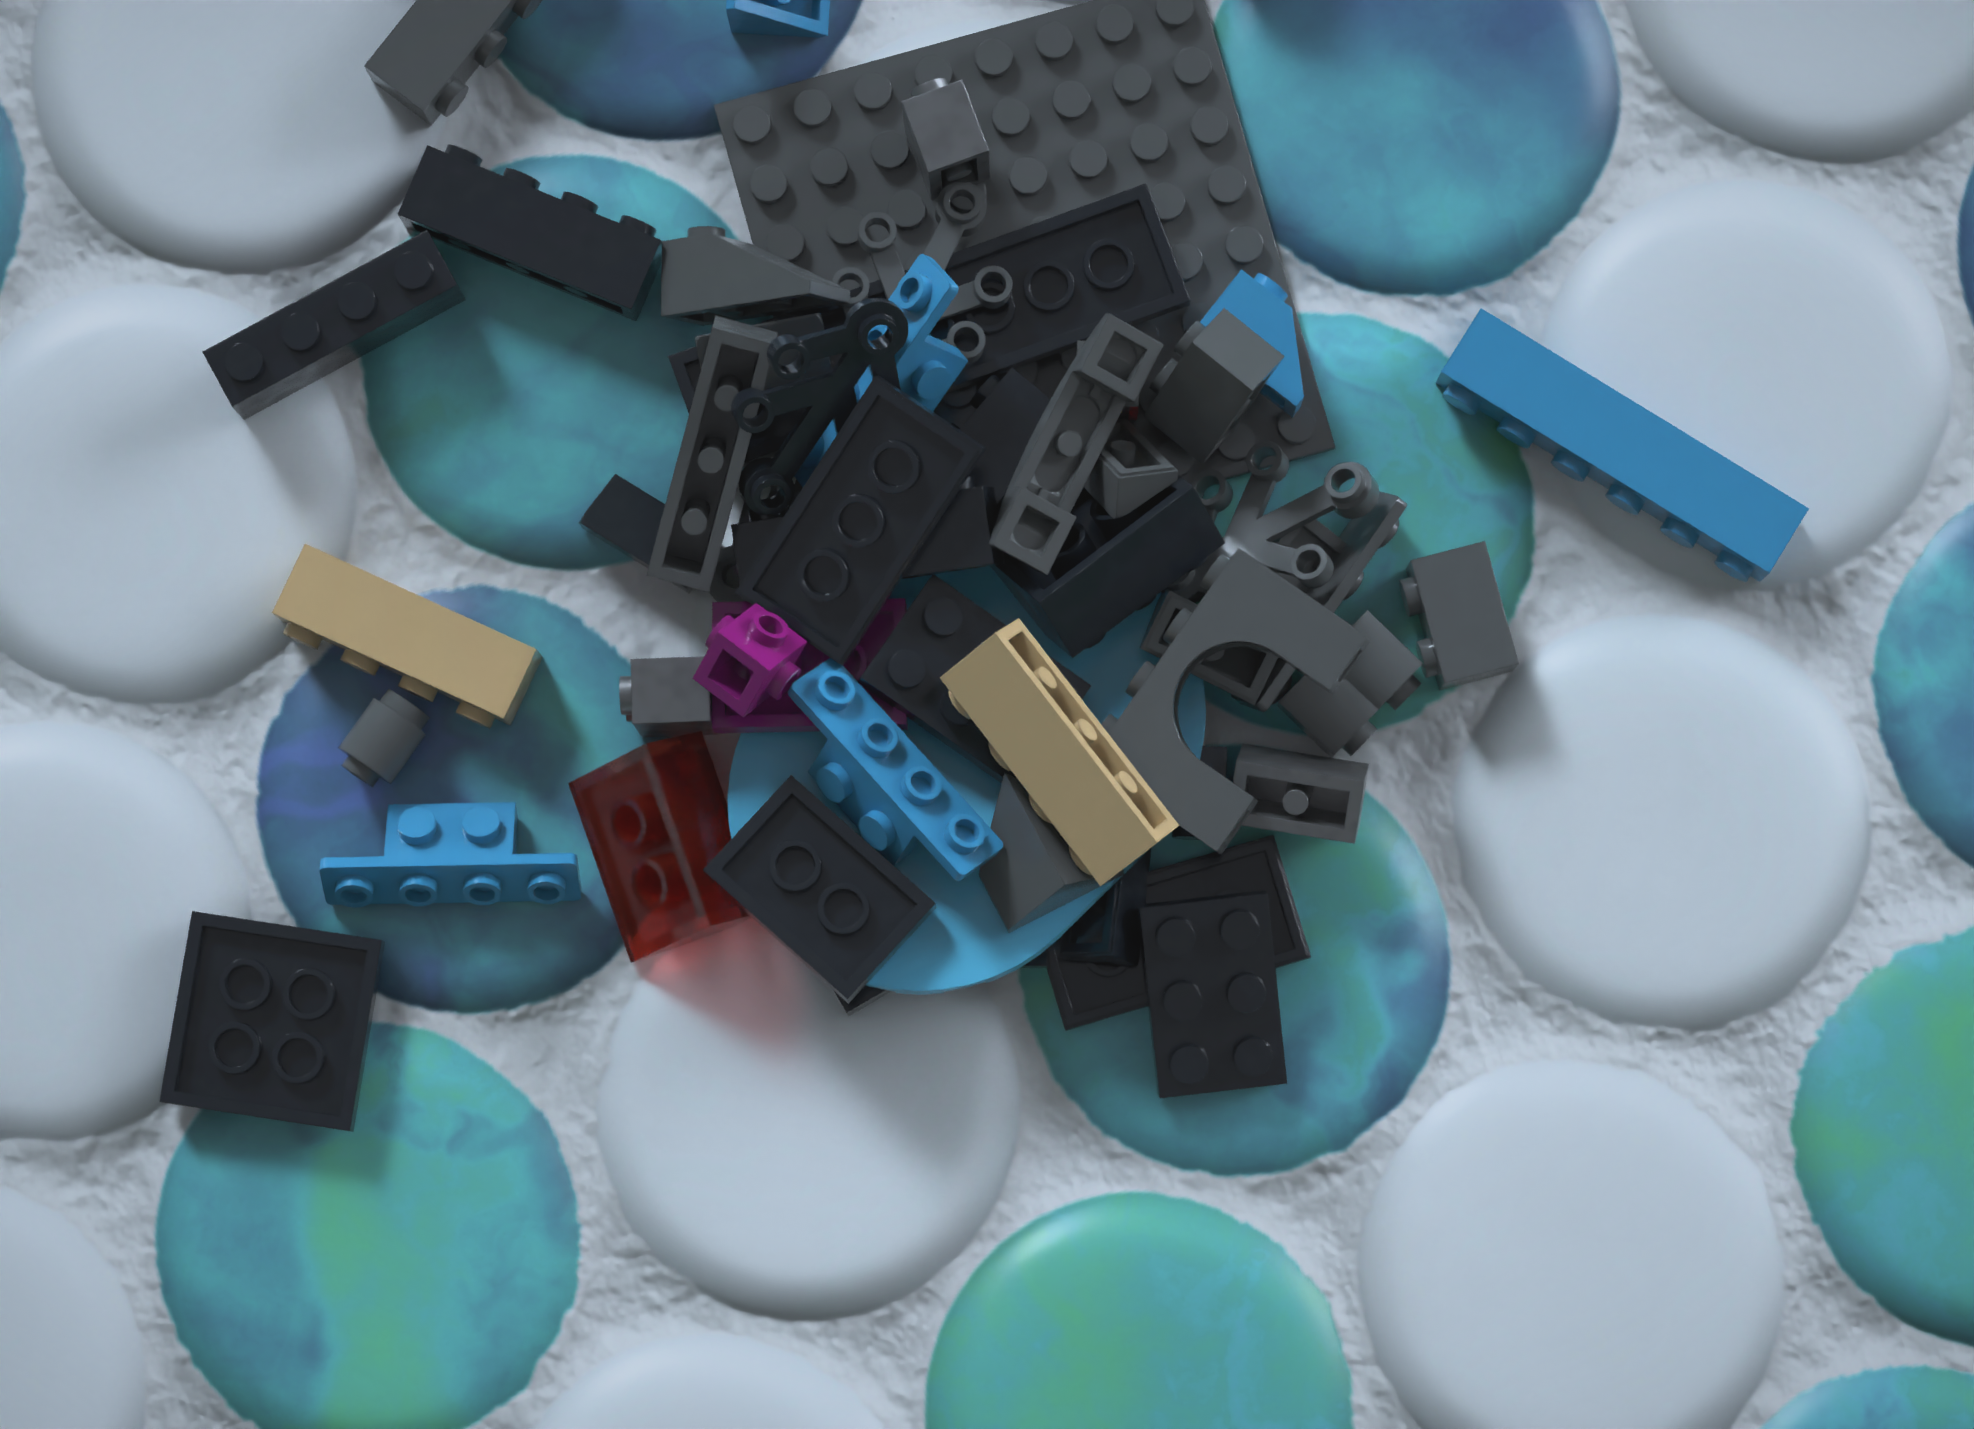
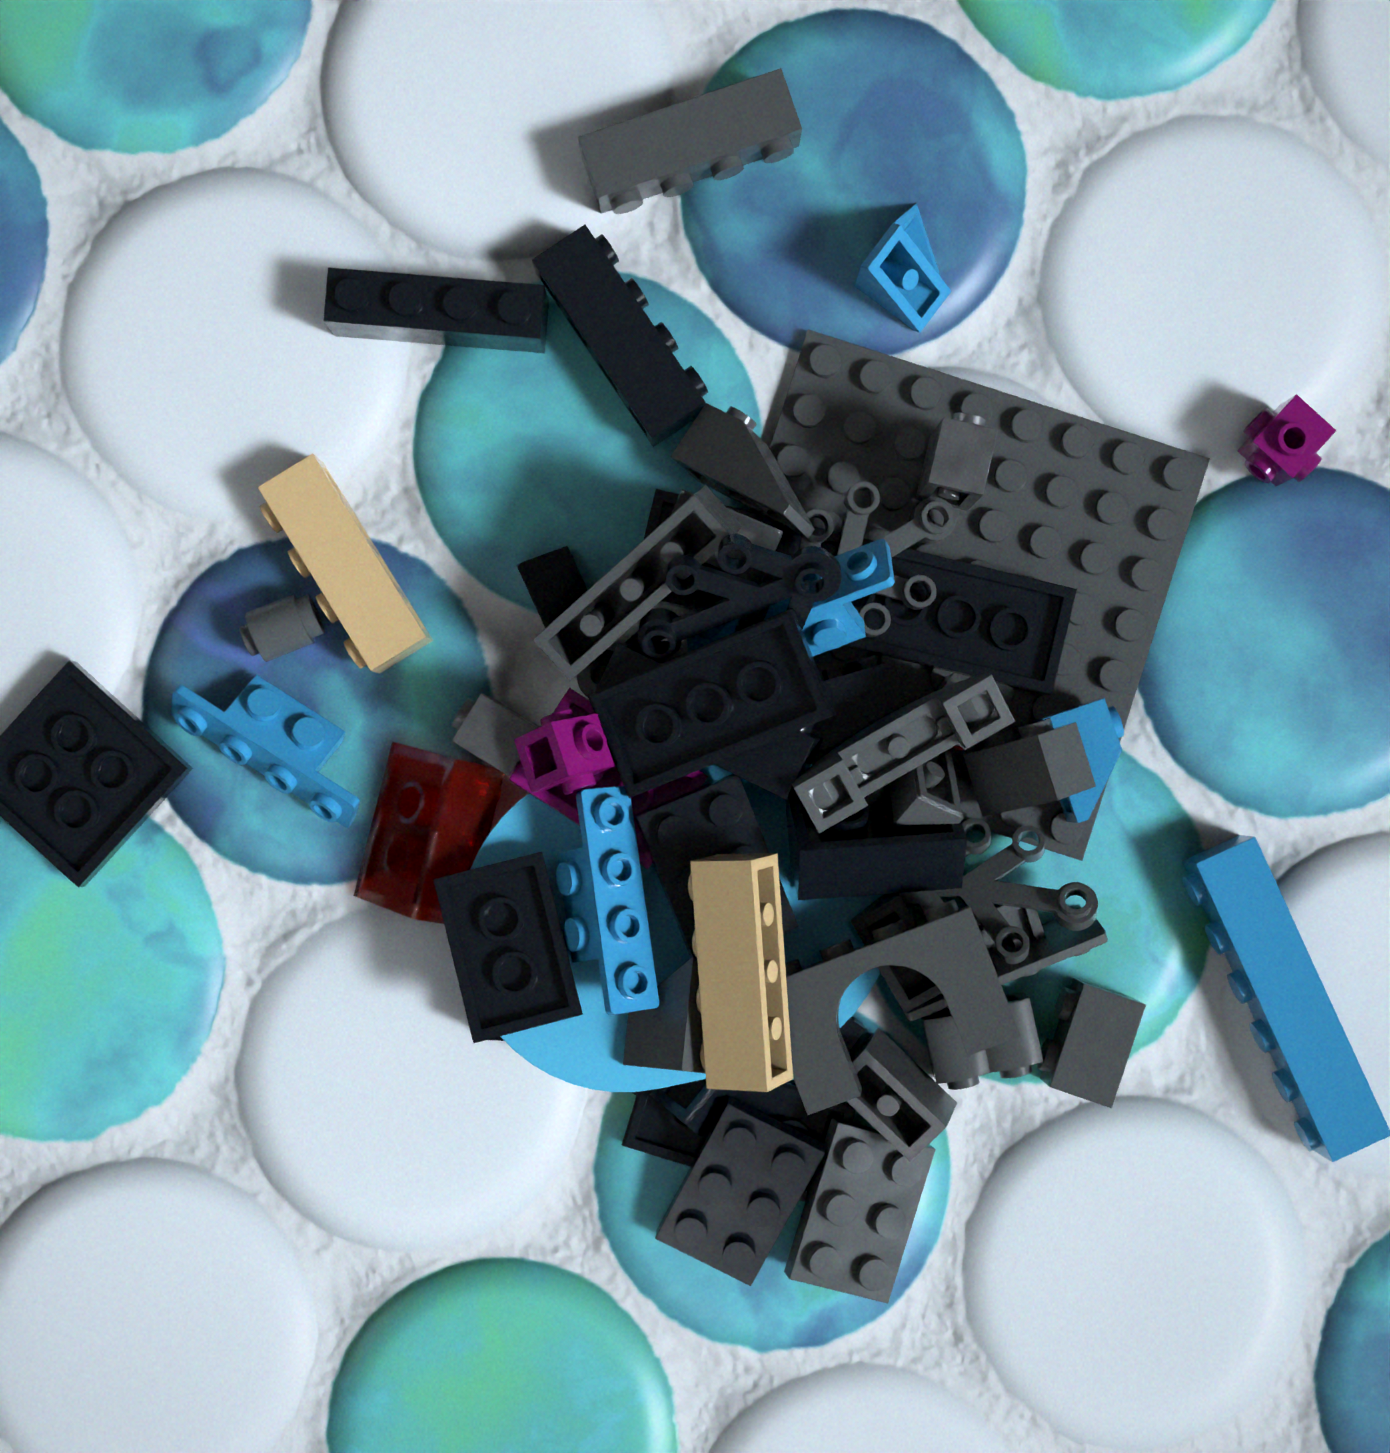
camera: 30 degrees right, 5 degrees up
(1344, 936) = (858, 1213): none -> dark grey plate

